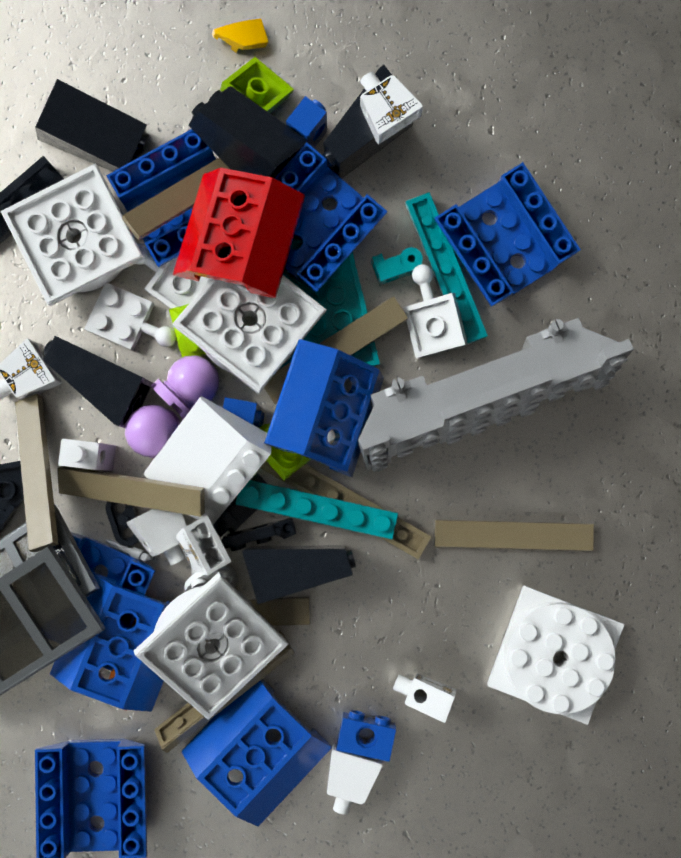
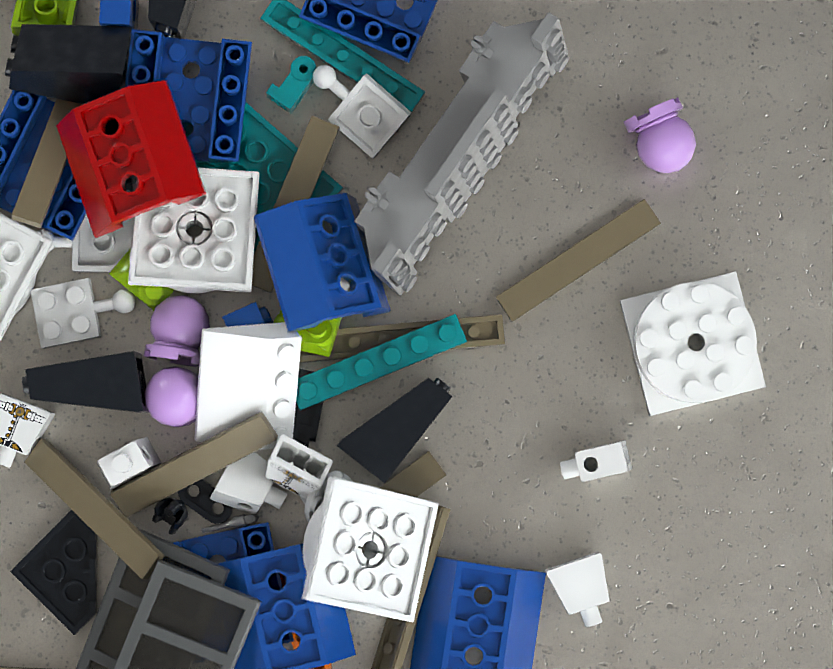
camera: 35 degrees left, 0 degrees up
(94, 512) = (171, 511): none -> black arm
(260, 534) = (342, 422): black hinge -> none
(377, 746) = (587, 538): blue brick -> none
(639, 491) = (663, 138): none -> lavender tile

